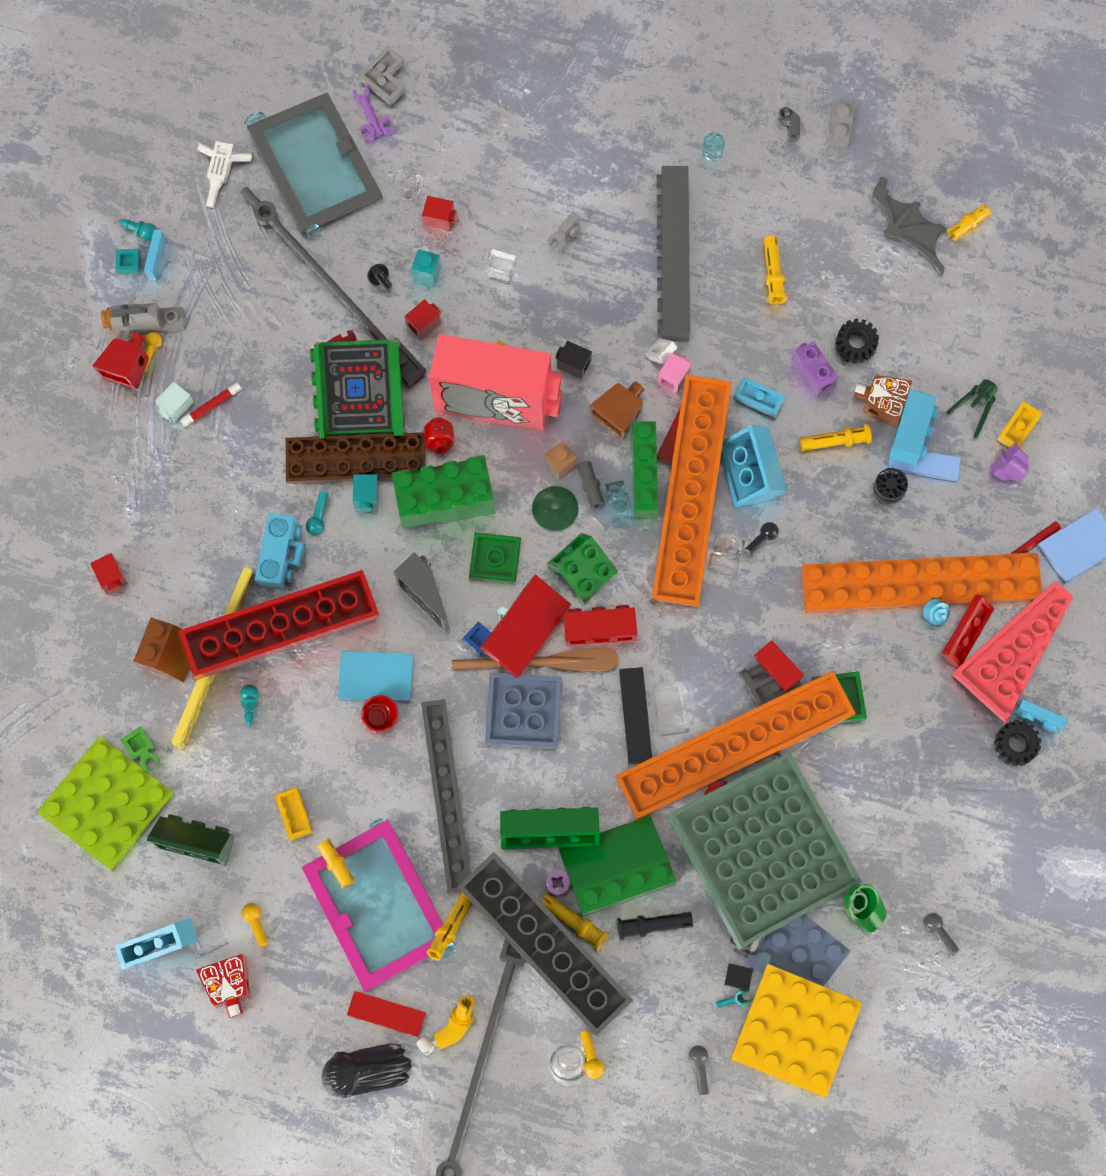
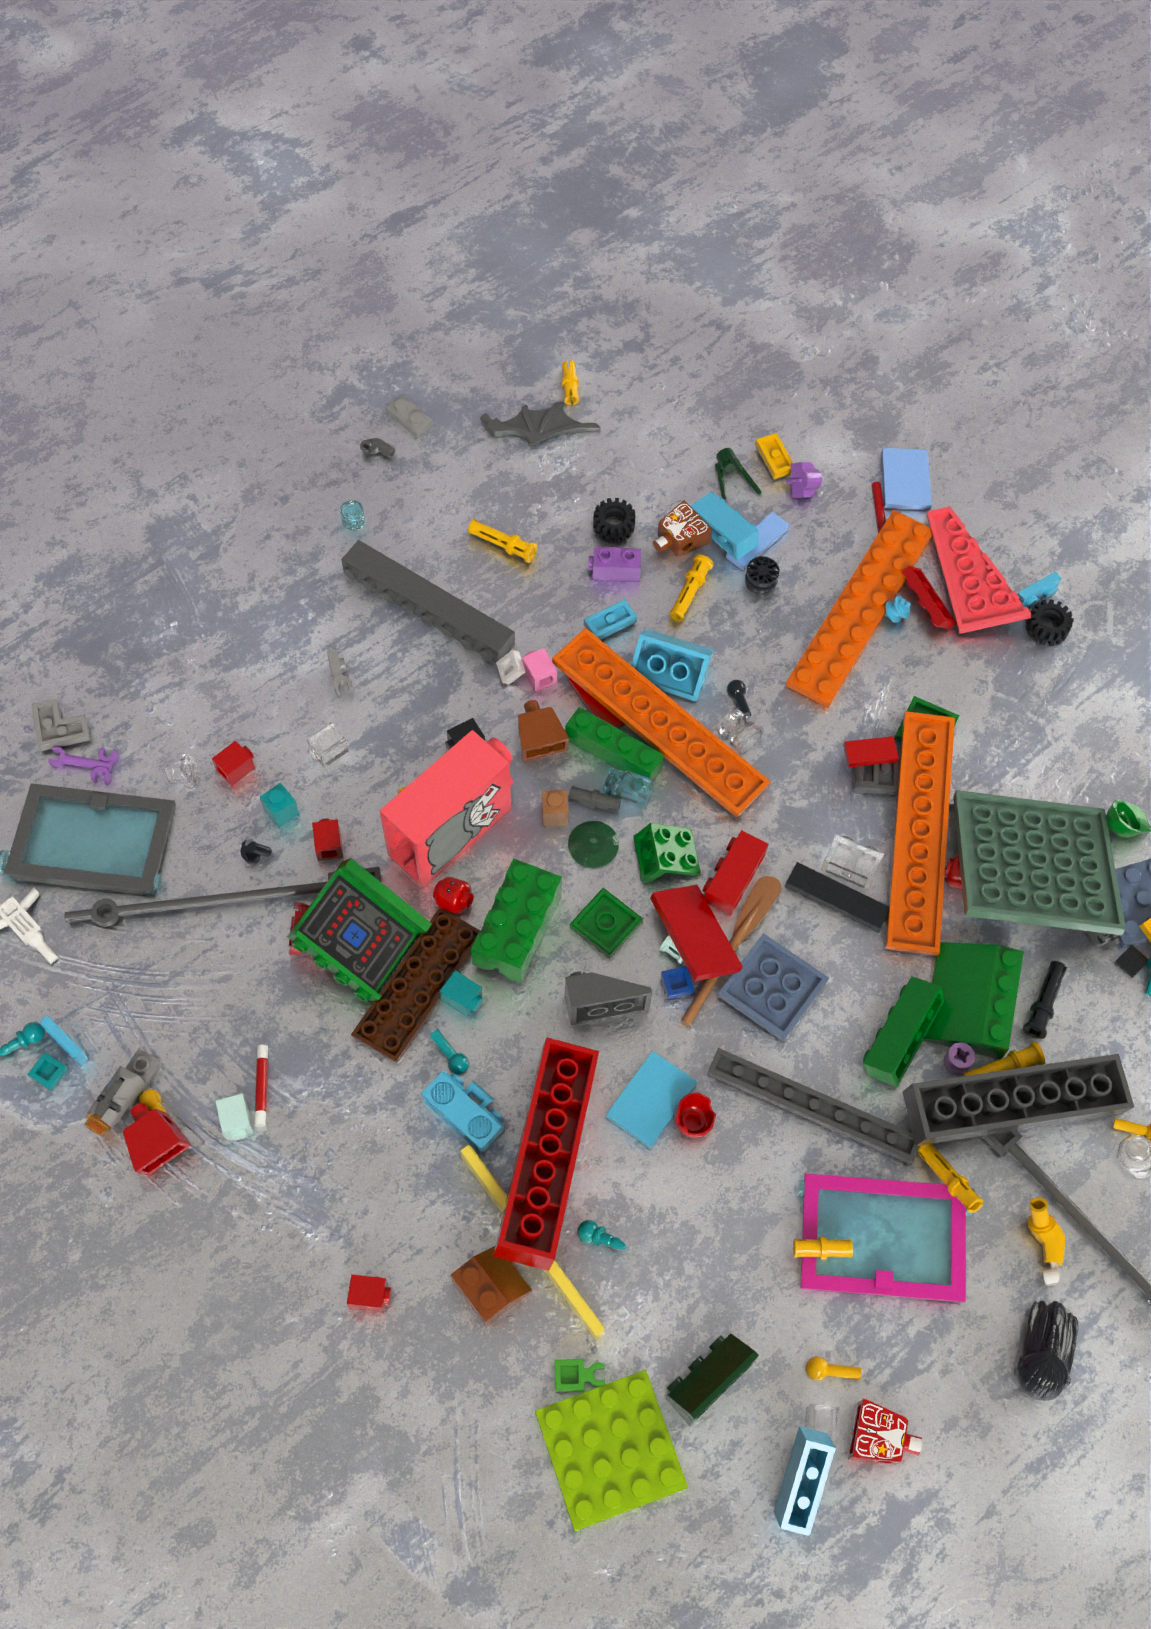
camera: 60 degrees left, 10 degrees down
(293, 814) = (742, 1261): yellow plate -> none
(386, 1014) = (997, 1295): red tile -> none

